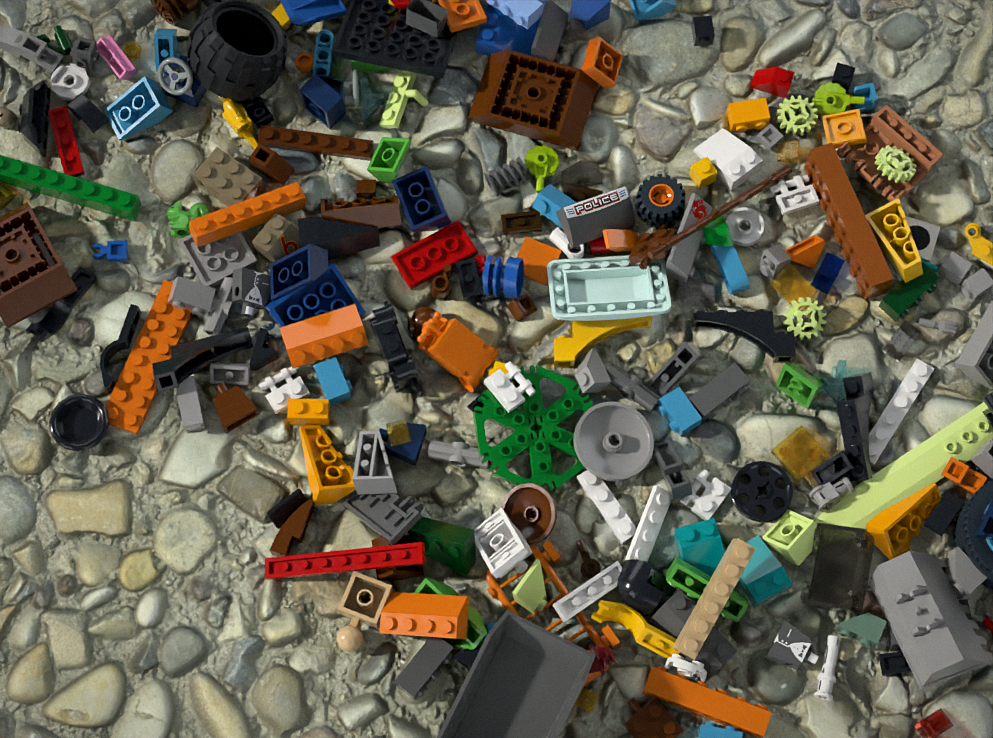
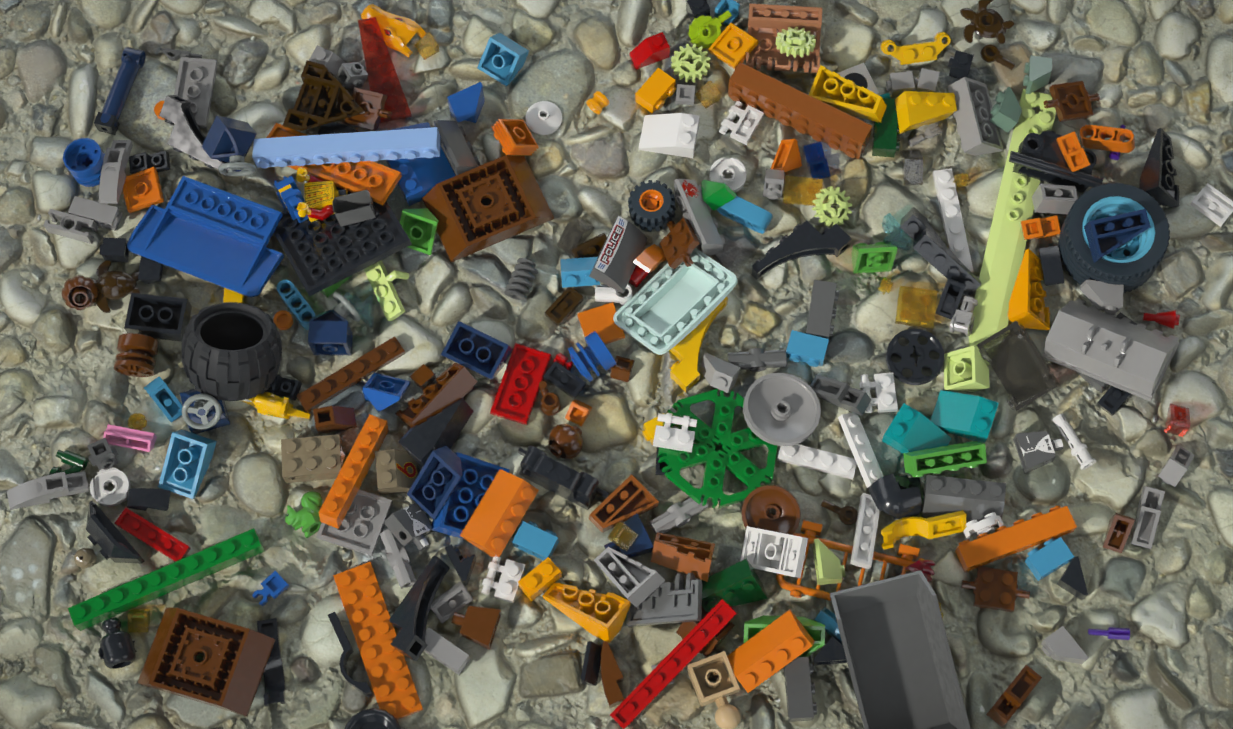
camera: 40 degrees left, 0 degrees up
(191, 296) = (369, 568): light grey brick -> none
(326, 173) = (384, 390): none -> blue slope
(389, 158) = (423, 338): bright green slope -> none
(421, 408) = (622, 504): none -> dark orange wedge
(432, 487) = (683, 554): none -> dark orange wedge
(456, 349) = (608, 439): orange piece -> none
(458, 310) = (578, 412): none -> orange slope
(463, 73) = (420, 228): none -> bright green slope
(543, 163) = (539, 249): lime piece -> none
(641, 74) = (543, 125): none -> white dish
(665, 245) = (694, 233): reddish brown plant -> none
(675, 369) = (775, 320): dark grey slope -> none
(693, 88) = (597, 102): none -> light orange wheel
(702, 31) = (566, 54): black brick -> none
(703, 173) = (663, 160): yellow brick -> none
(713, 598) = (960, 459): tan brick -> none
(790, 416) = (885, 285): none -> clear yellow plate
(864, 628) = (1073, 392): sand green slope -> none
(933, 384) = (961, 180): none -> clear yellow plate
(953, 300) = (923, 108): none -> yellow wedge

